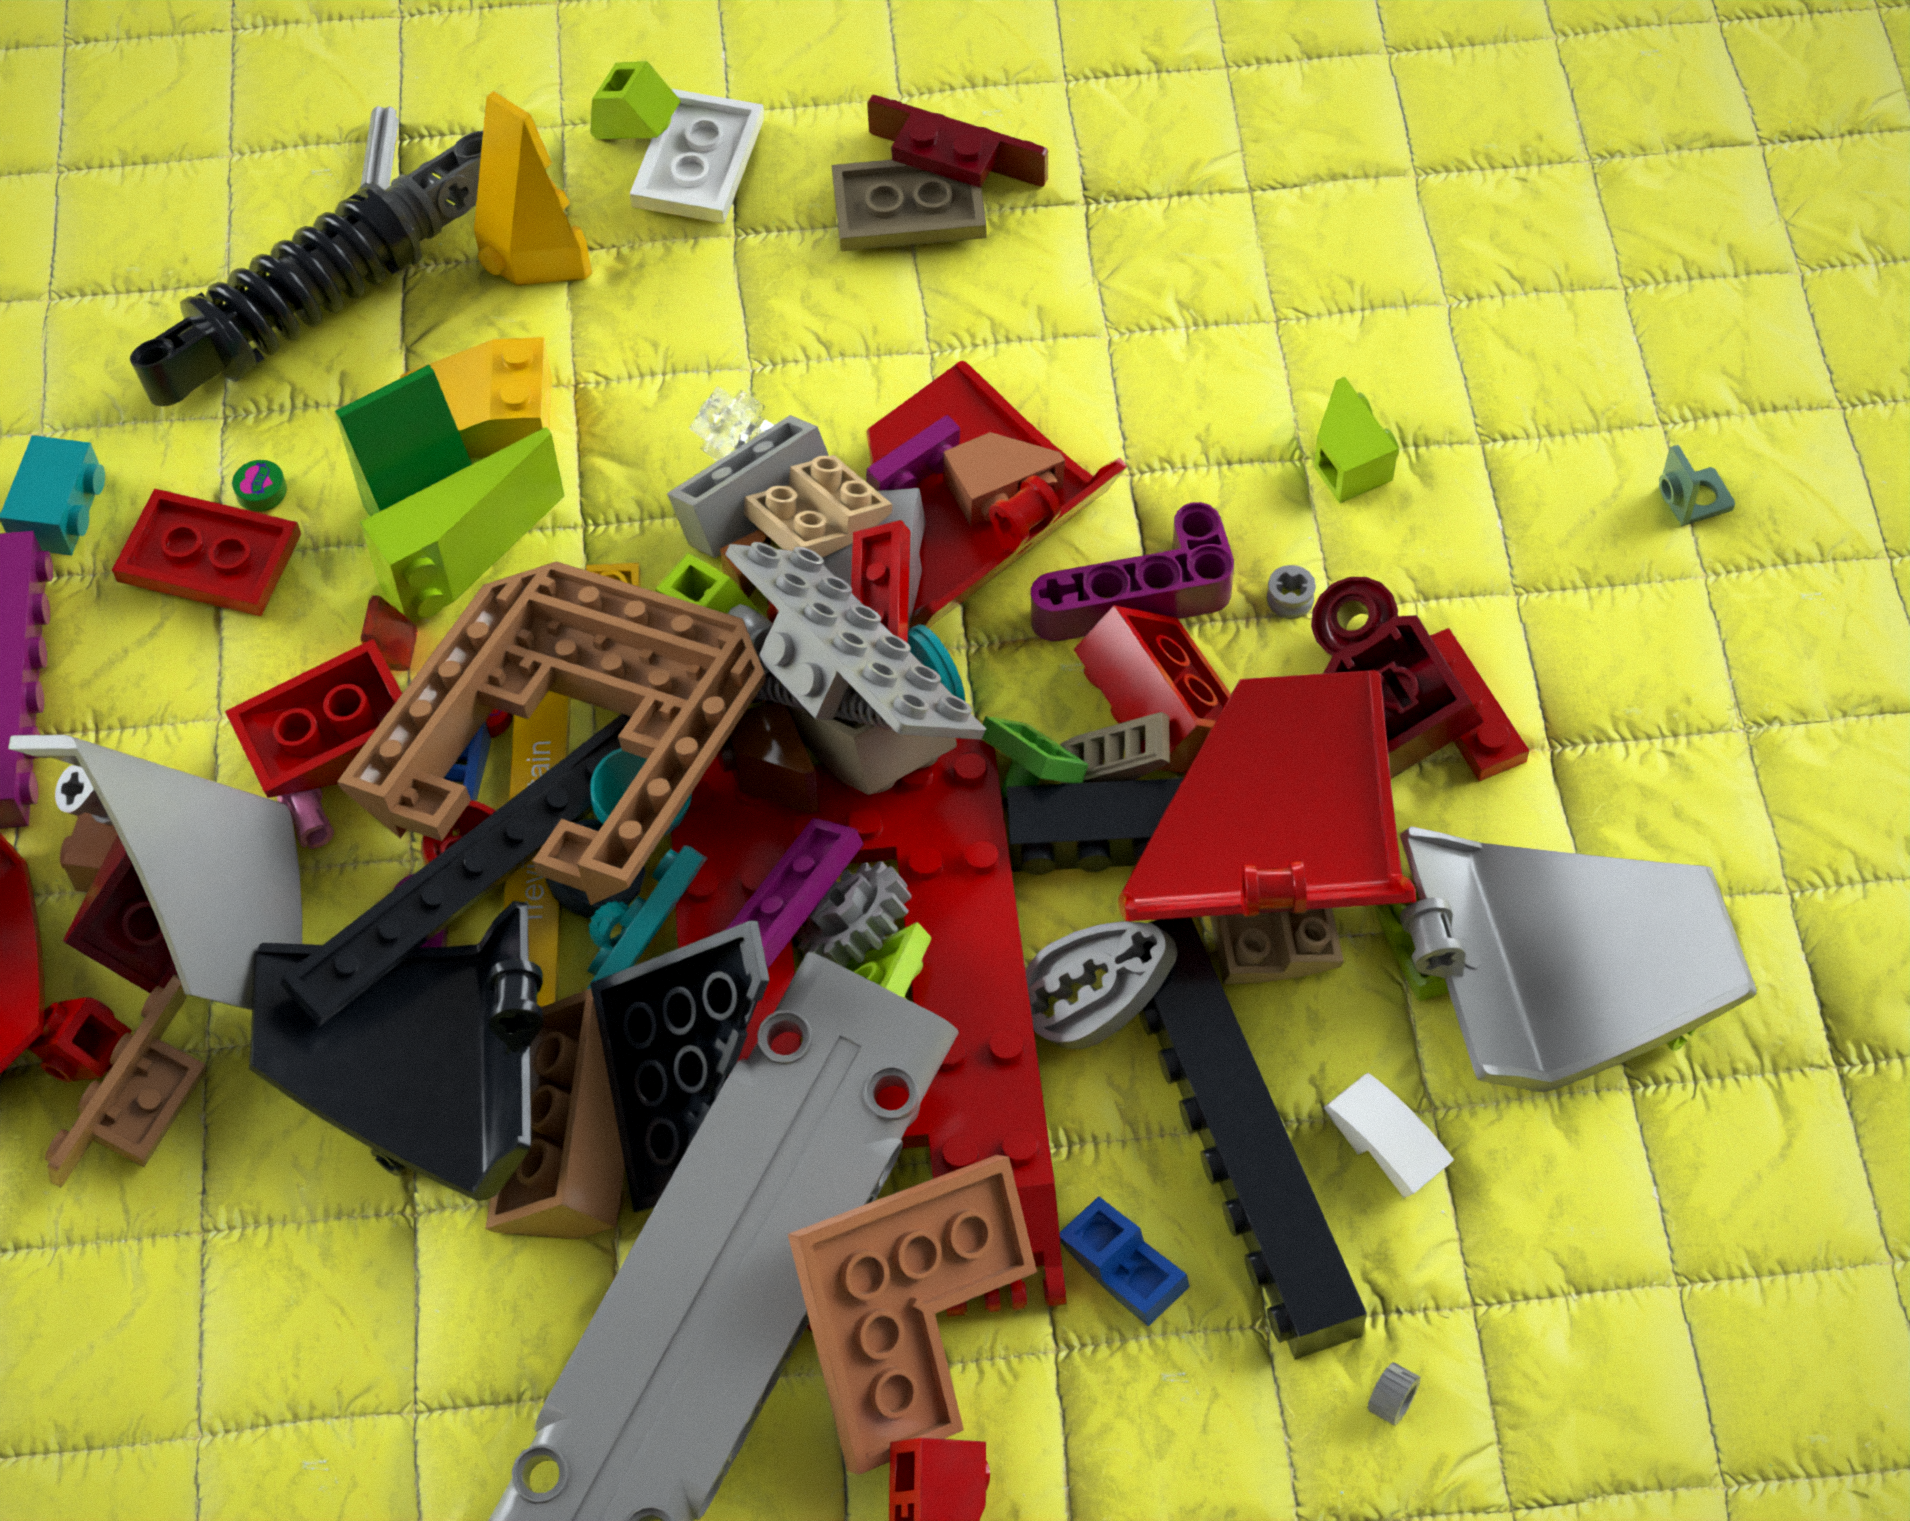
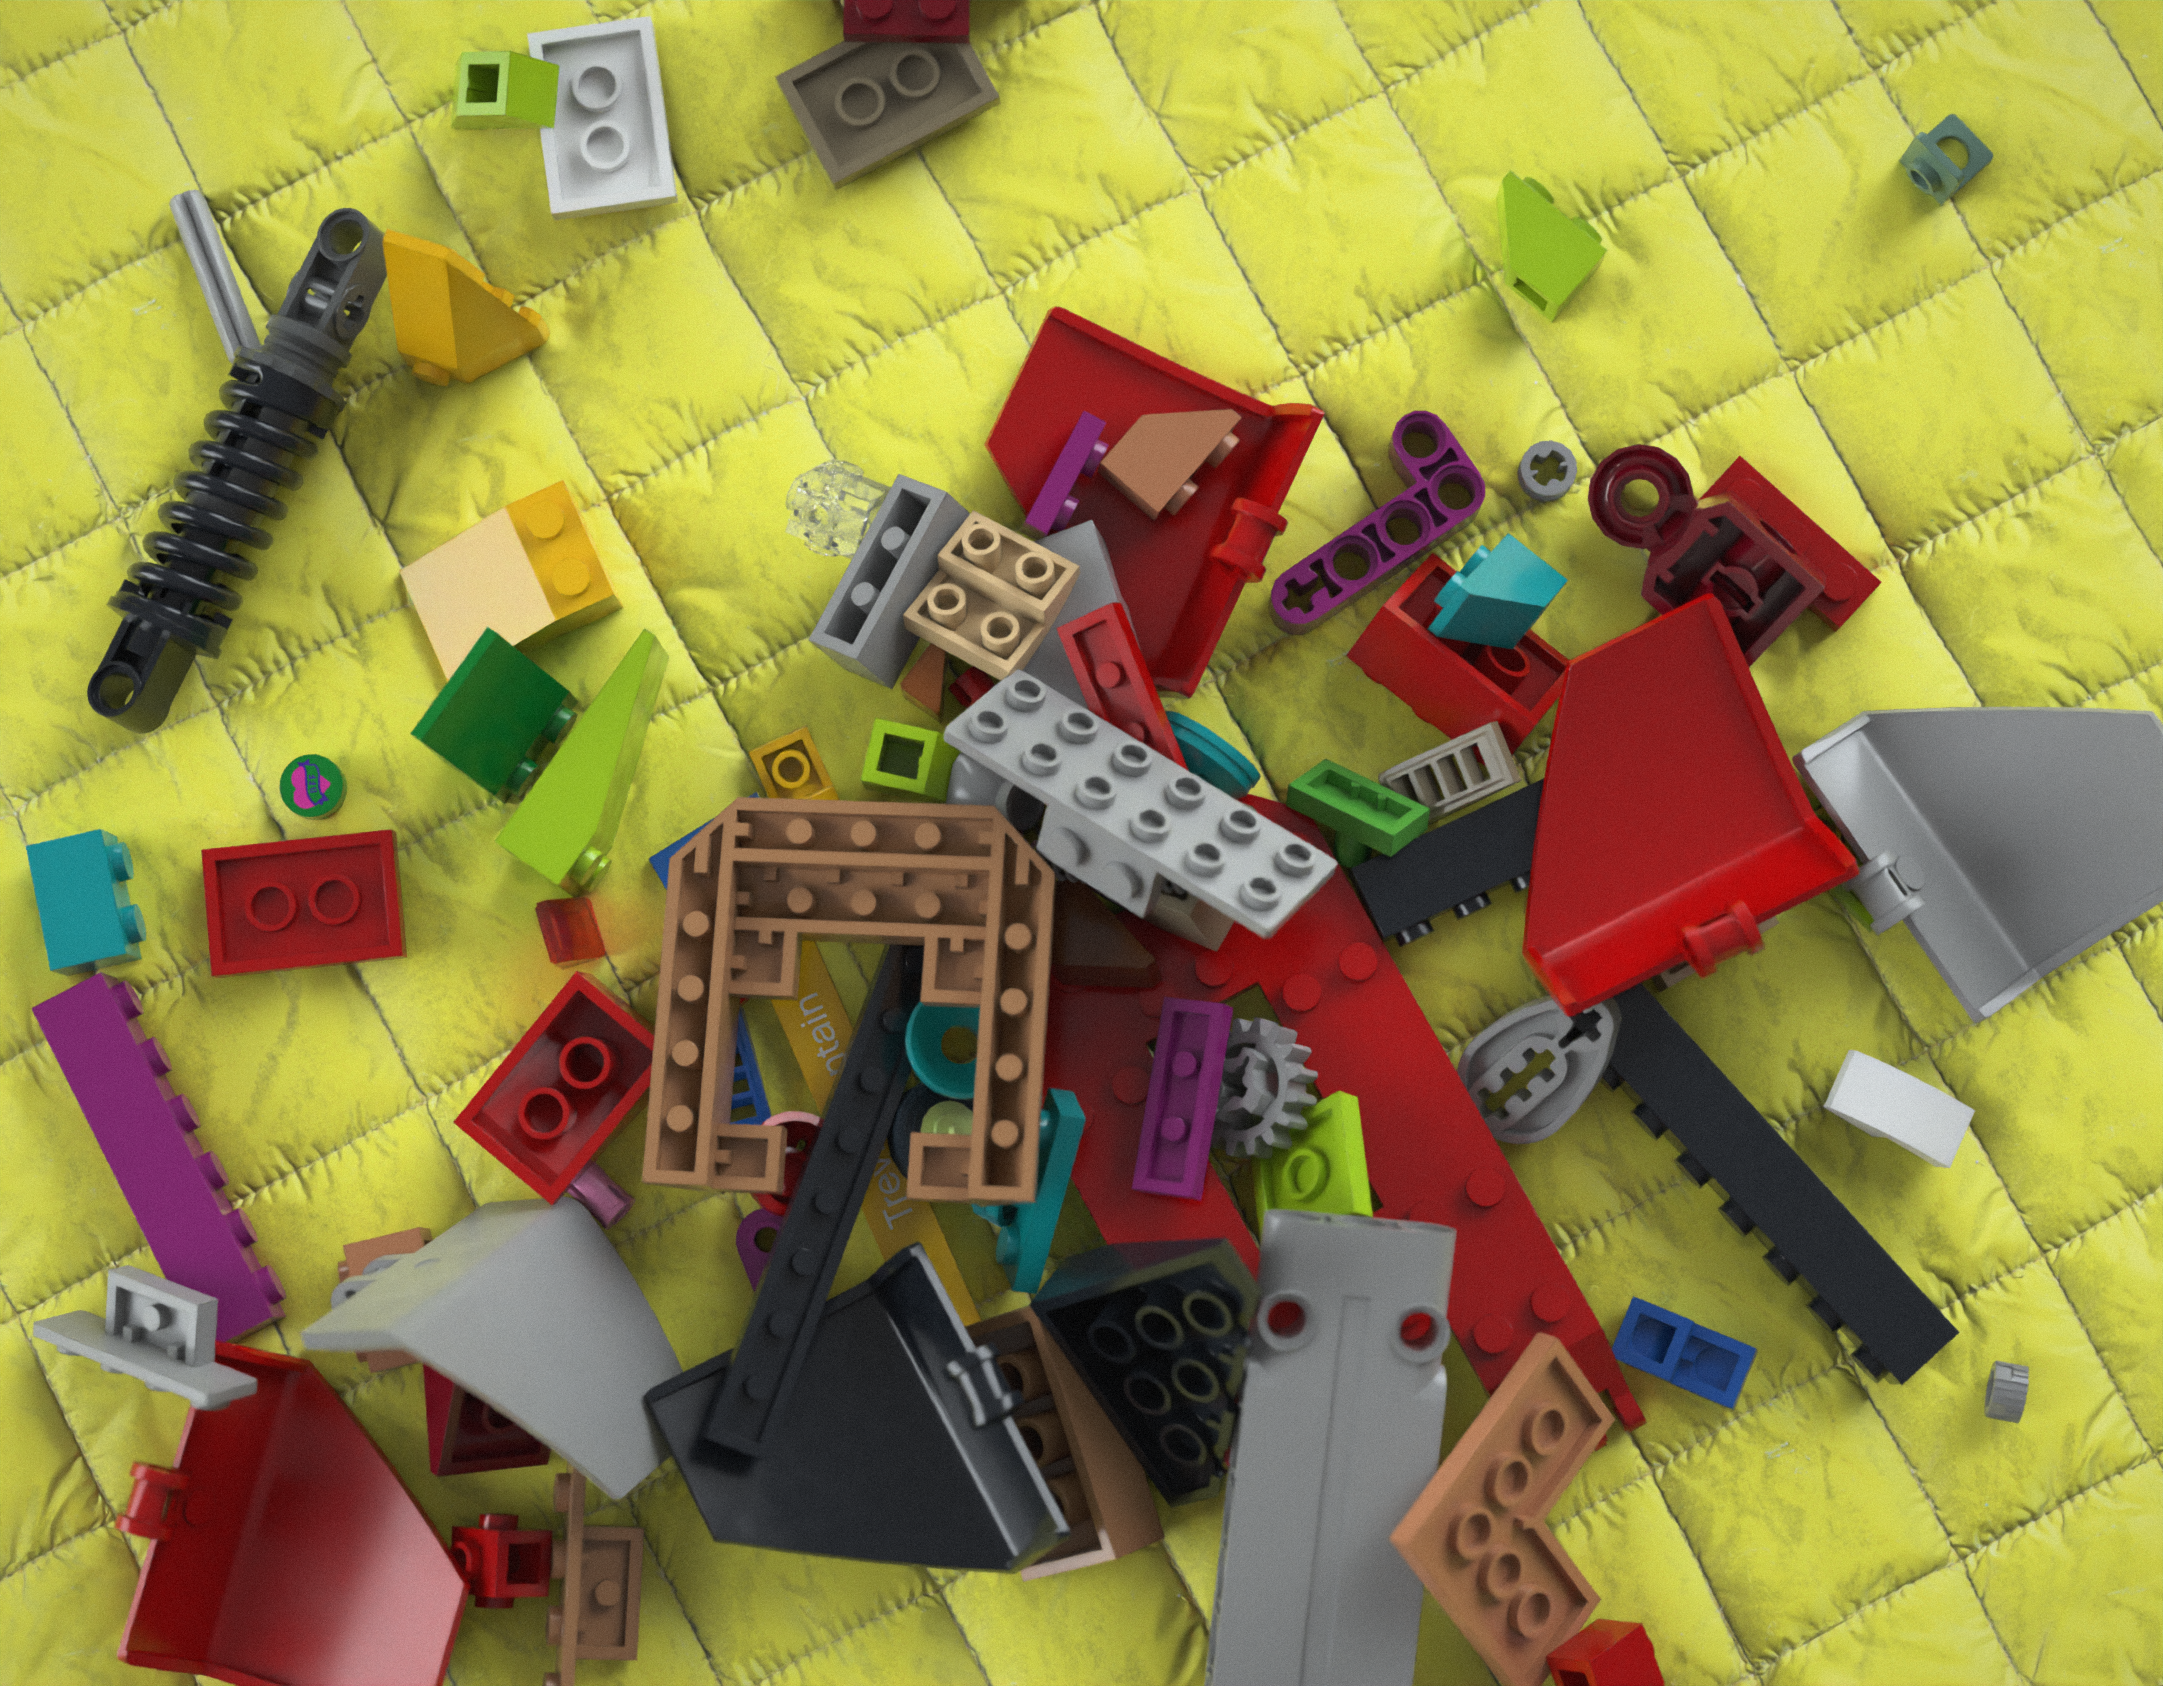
camera: 20 degrees left, 25 degrees up
(1208, 643) = (1496, 596): none -> teal slope

